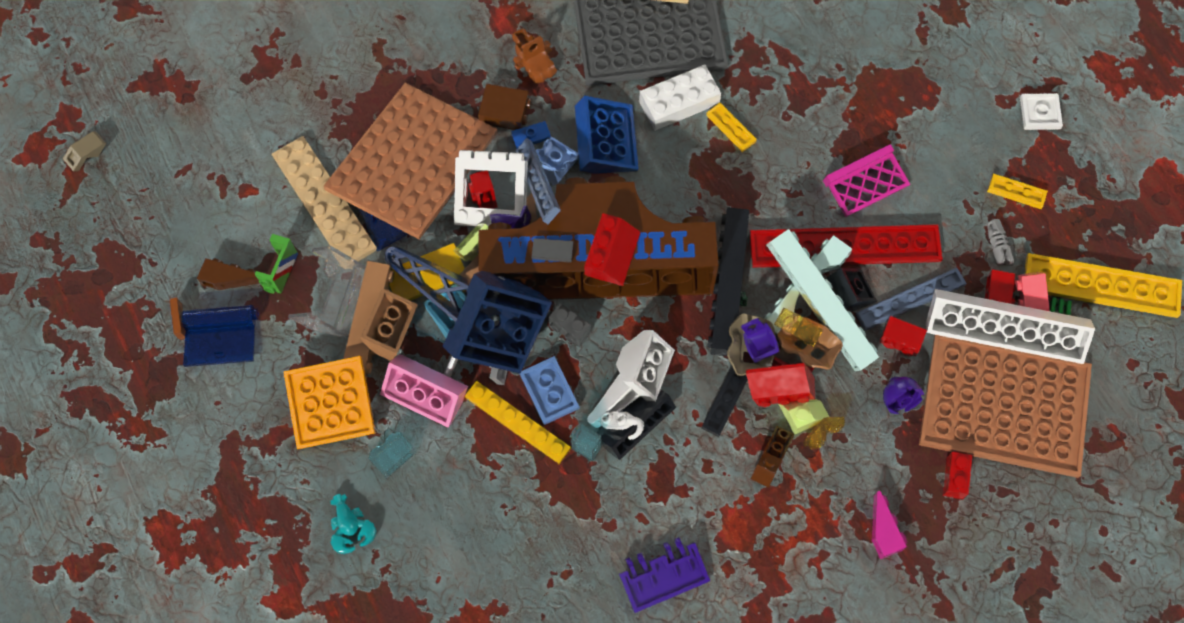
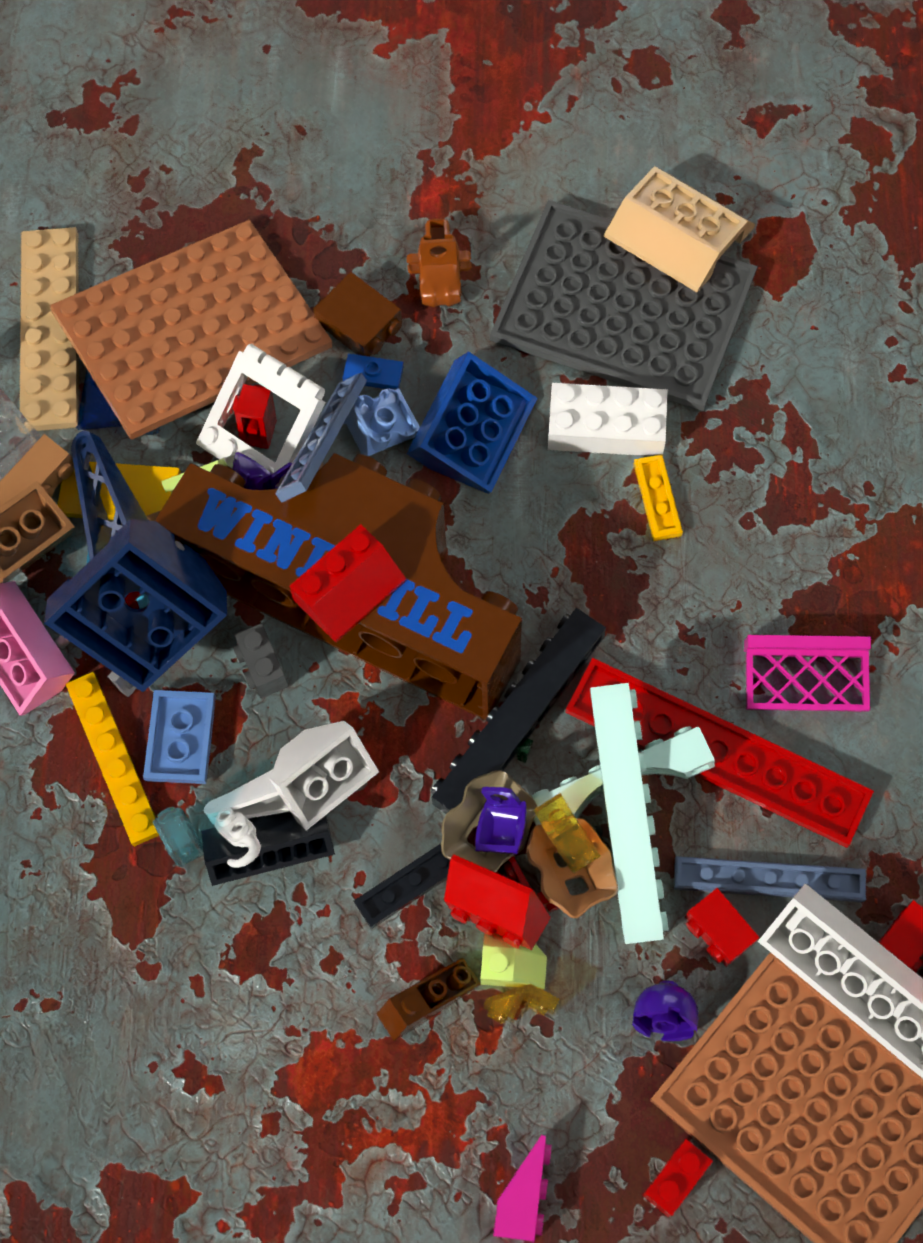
camera: 30 degrees right, 0 degrees up
(552, 250) = (269, 542): dark grey tile -> none
(665, 578) = (168, 1086): dark purple hinge -> none
(852, 288) = (686, 818): black slope -> none

